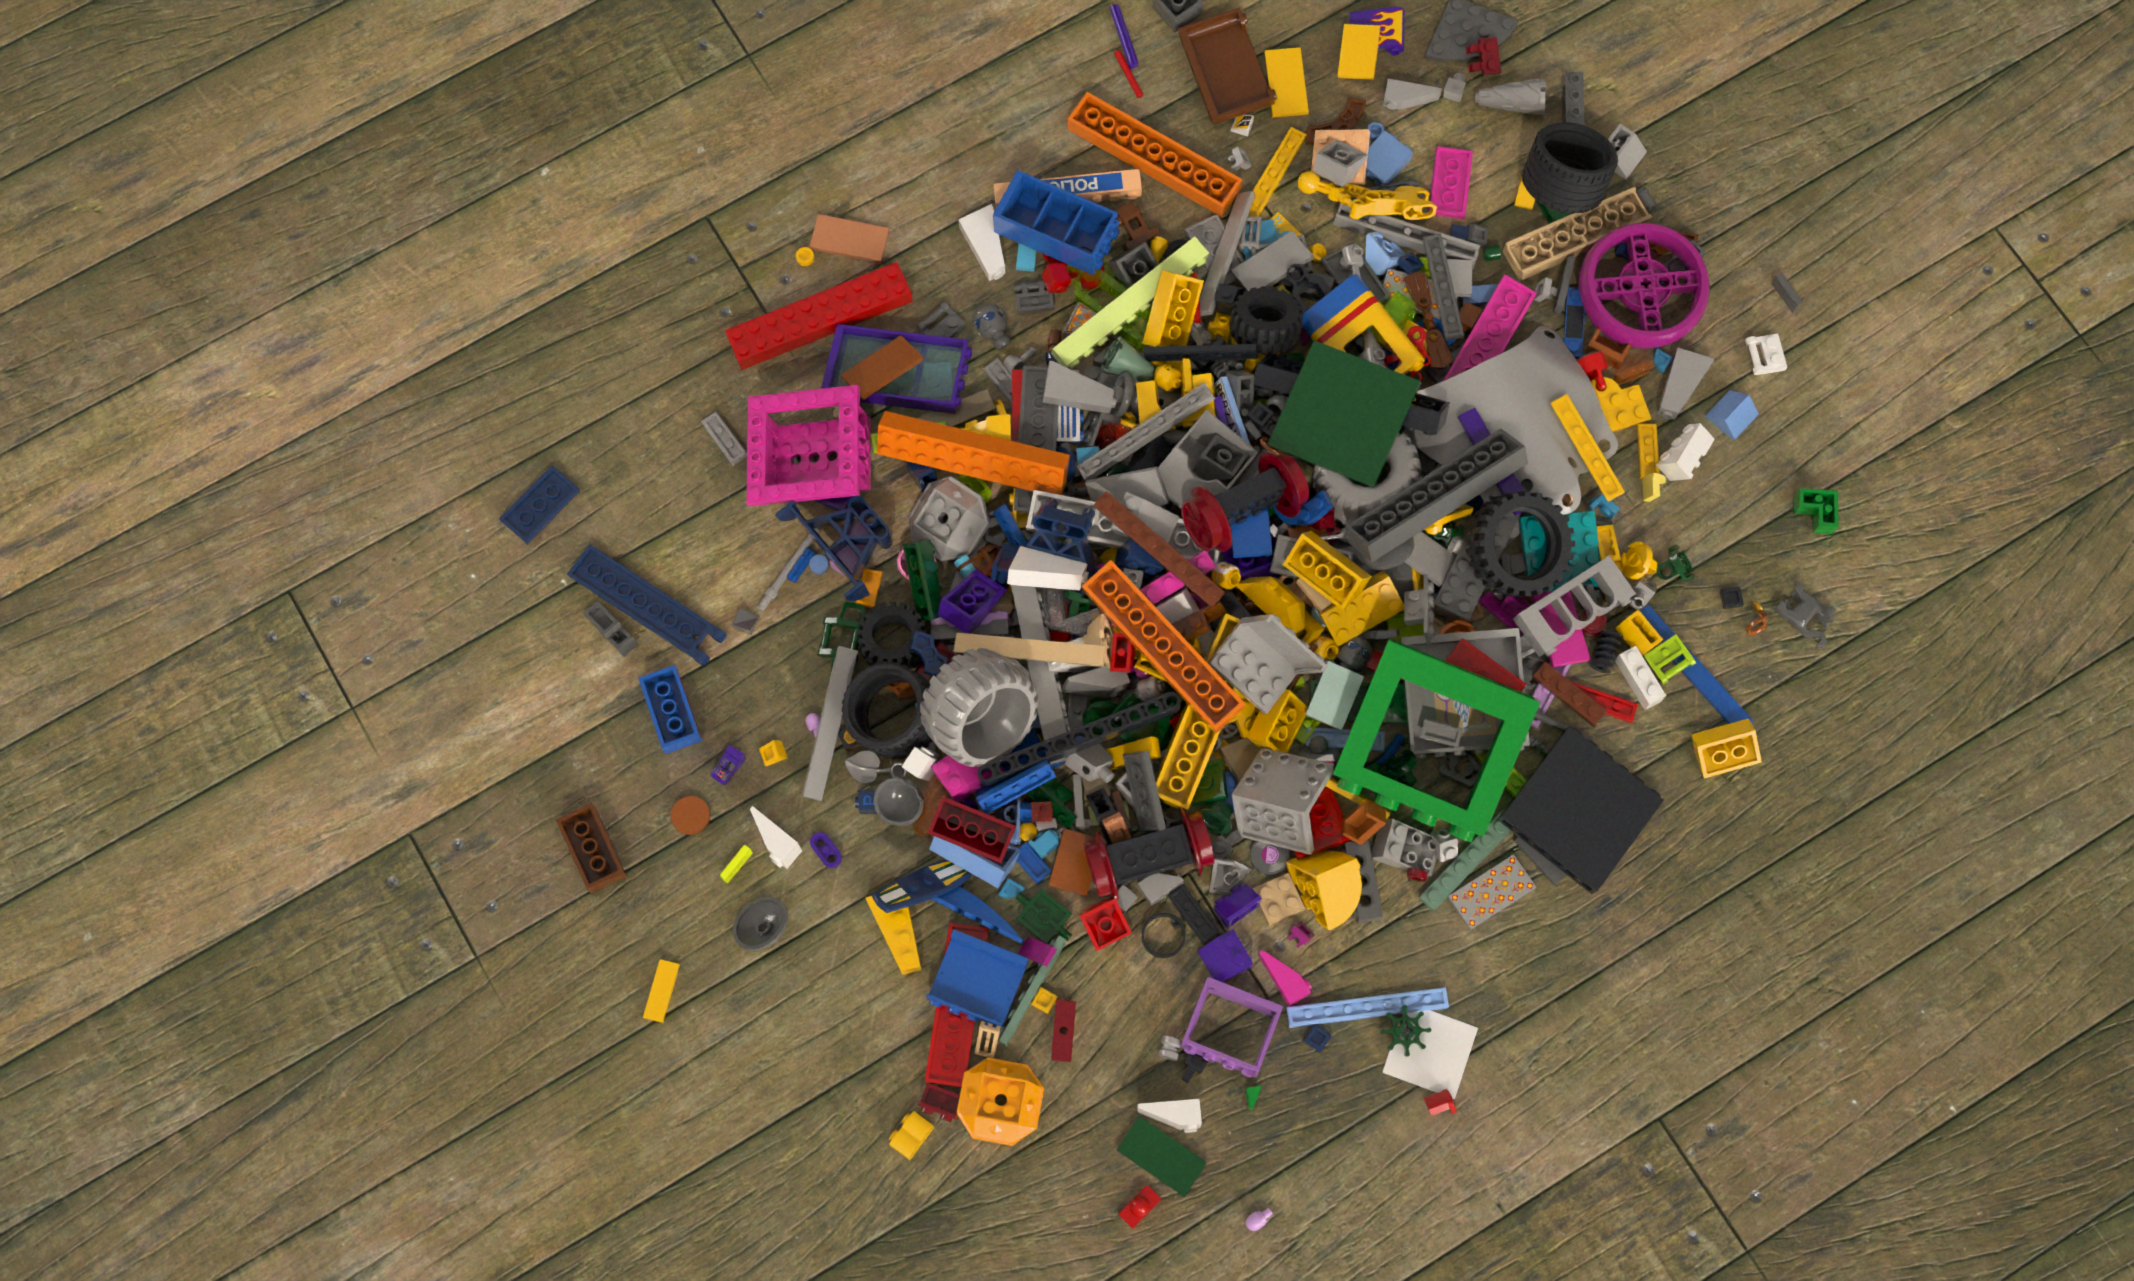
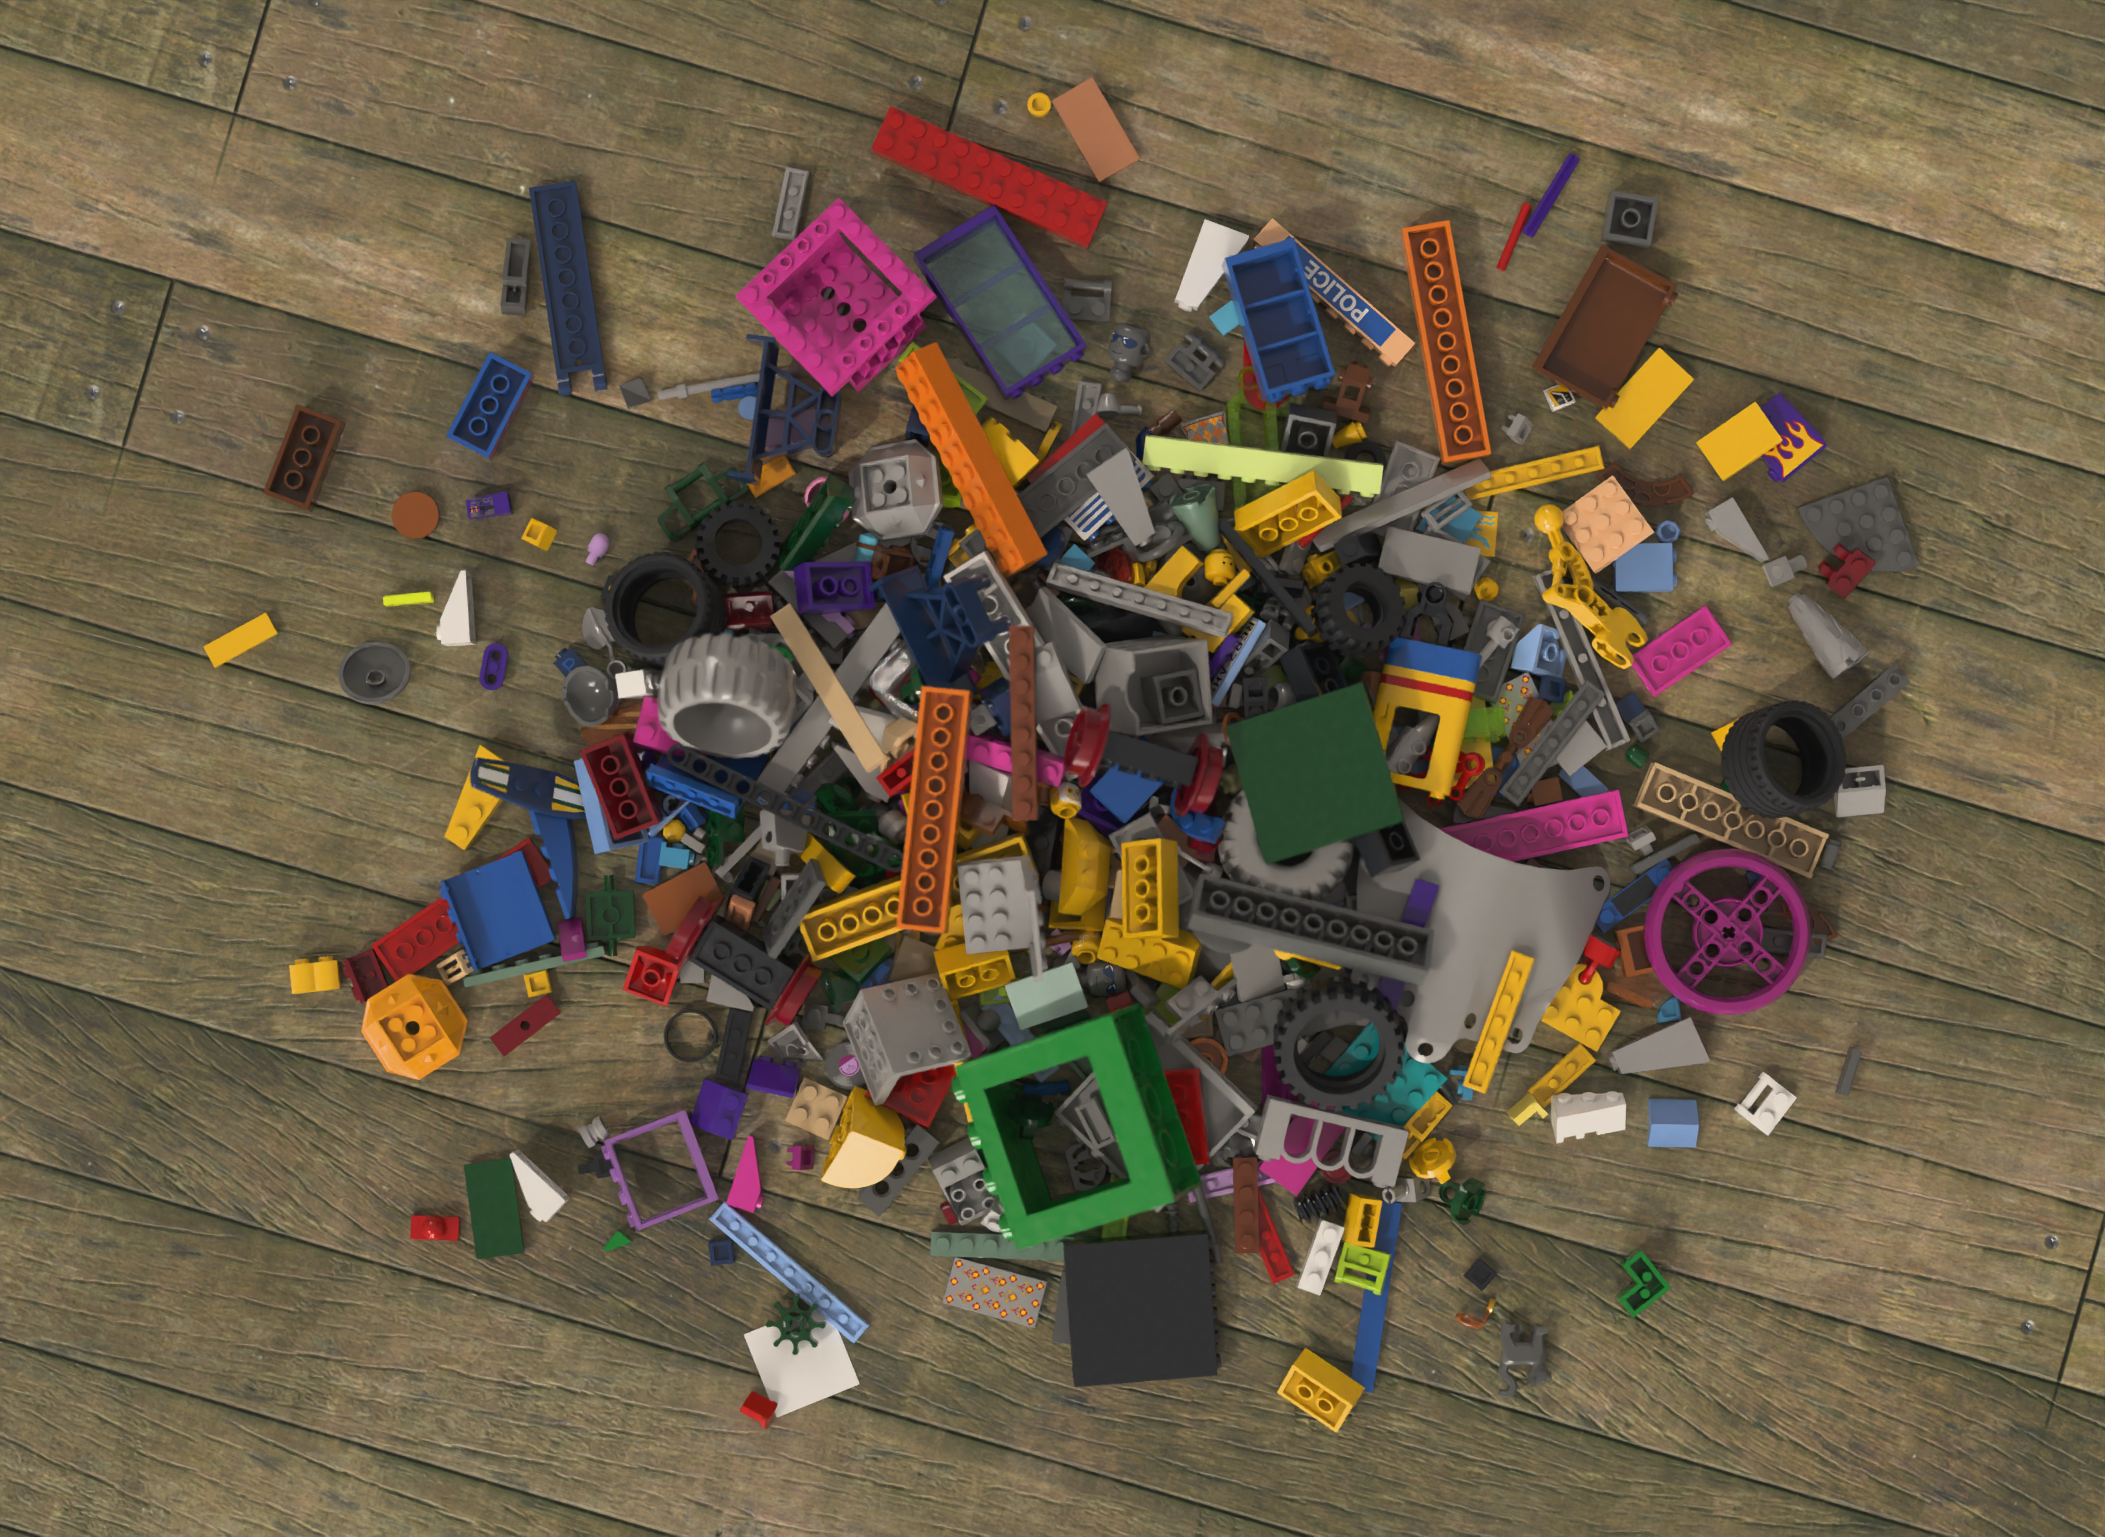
camera: 40 degrees right, 15 degrees up
(539, 505) = (570, 96): dark blue plate -> none
(829, 724) = (609, 561): light grey tile -> none
(882, 367) = (985, 291): dark orange tile -> none
(924, 646) = (744, 606): dark blue tile -> none
(1010, 889) = (609, 863): dark azure tile -> none
(1042, 812) = (695, 833): clear red brick -> none
(1046, 570) = (916, 634): white slope -> none
(1056, 278) = (1229, 368): red brick -> none
(1258, 1219) = (516, 1339): lavender cylinder -> none
(1339, 162) = (1591, 532): light grey slope -> none
(1364, 821) = (945, 1127): dark orange panel -> none

